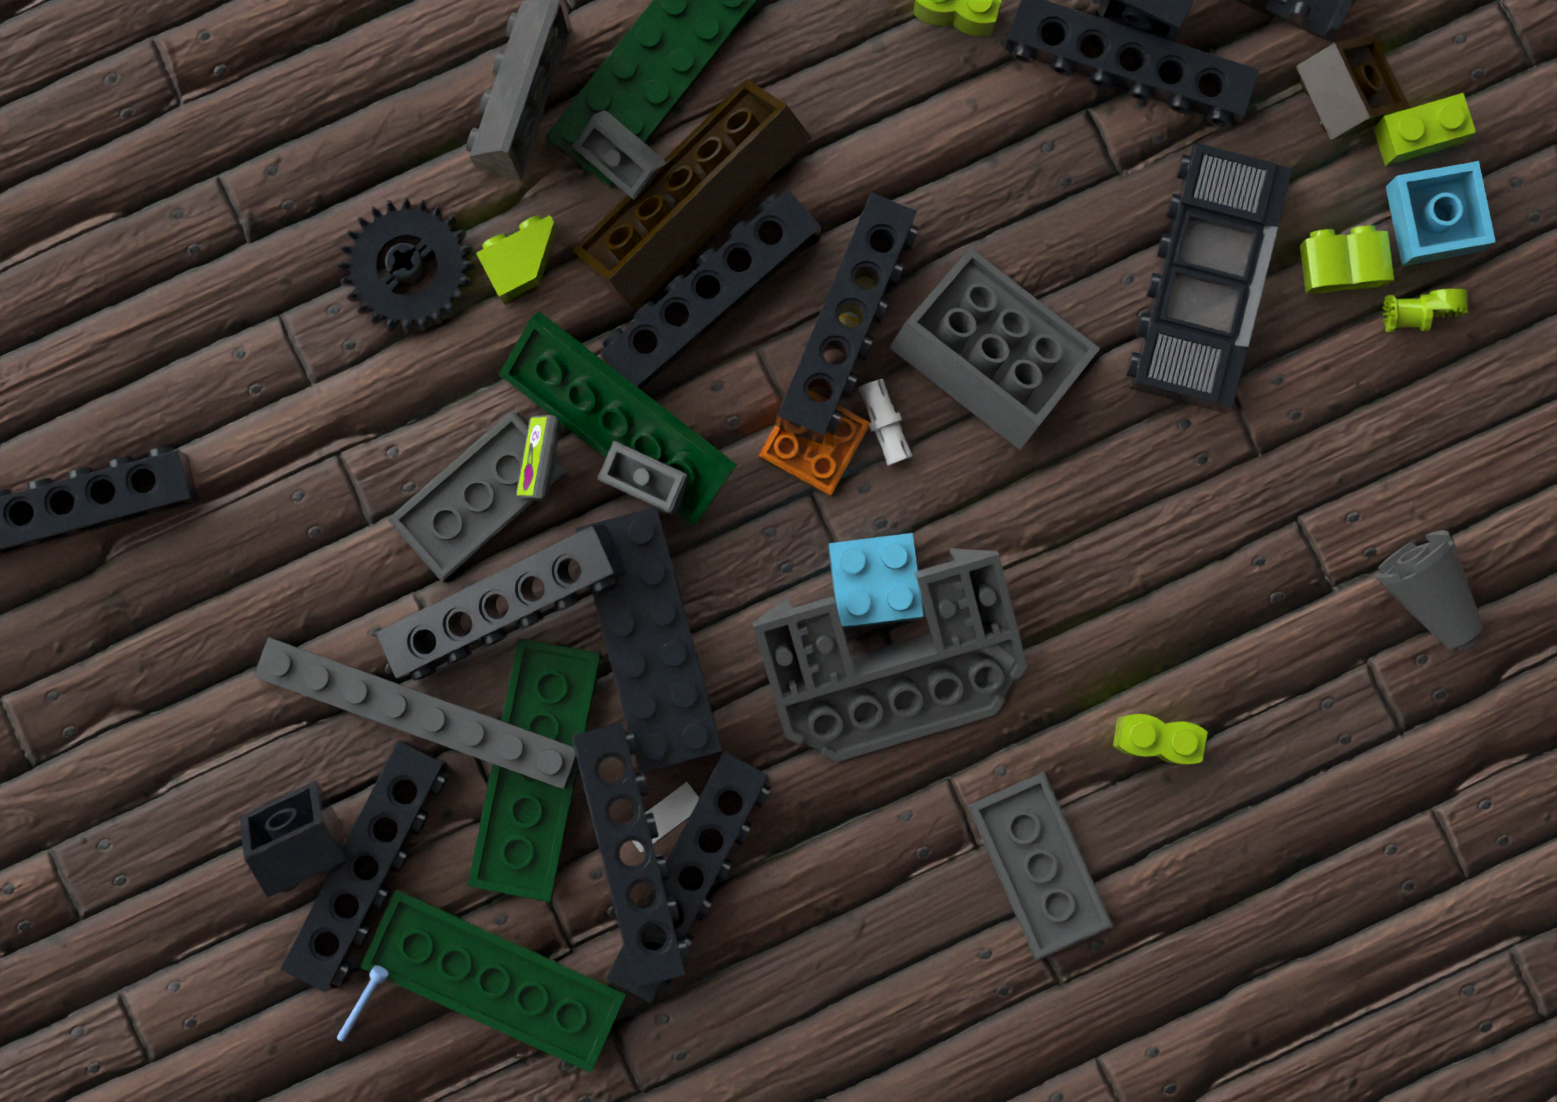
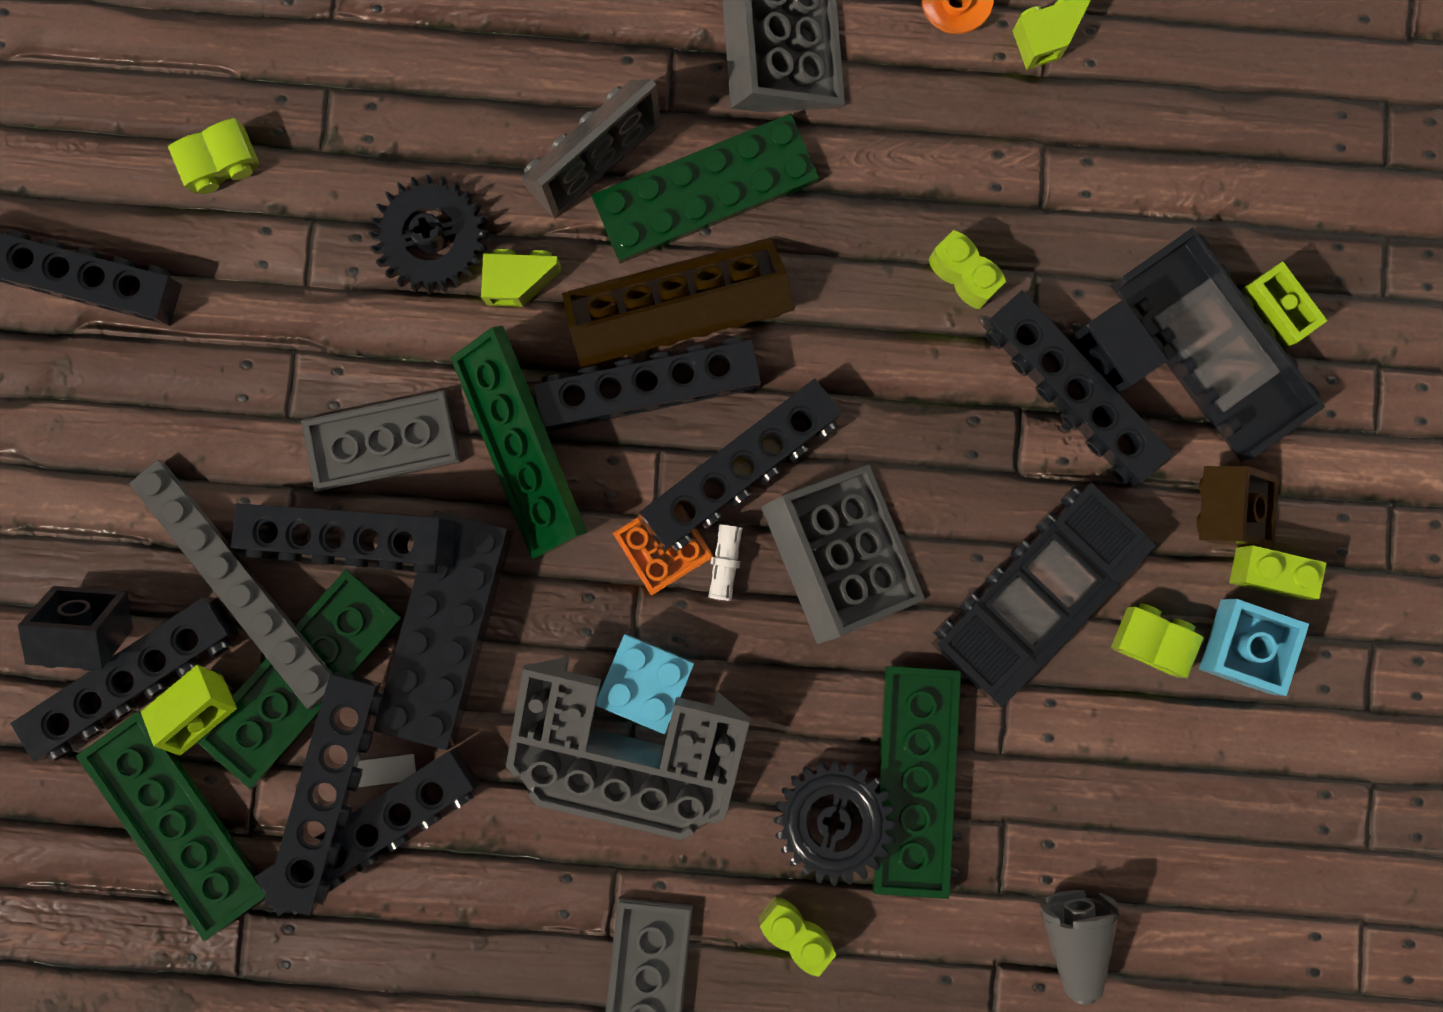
camera: 25 degrees right, 0 degrees up
(149, 308) = (214, 156): none -> lime brick
(377, 975) = (82, 771): light blue piece -> none
(446, 858) = (188, 710): none -> lime brick
(538, 458) = (441, 440): slope -> none
(618, 154) = (637, 239): dark grey slope -> none
(644, 477) = (512, 501): dark grey slope -> none
(1144, 649) = (825, 858): none -> black gear
(1191, 527) = (920, 773): none -> dark green plate
(1420, 311) = (1195, 714): lime connector -> none

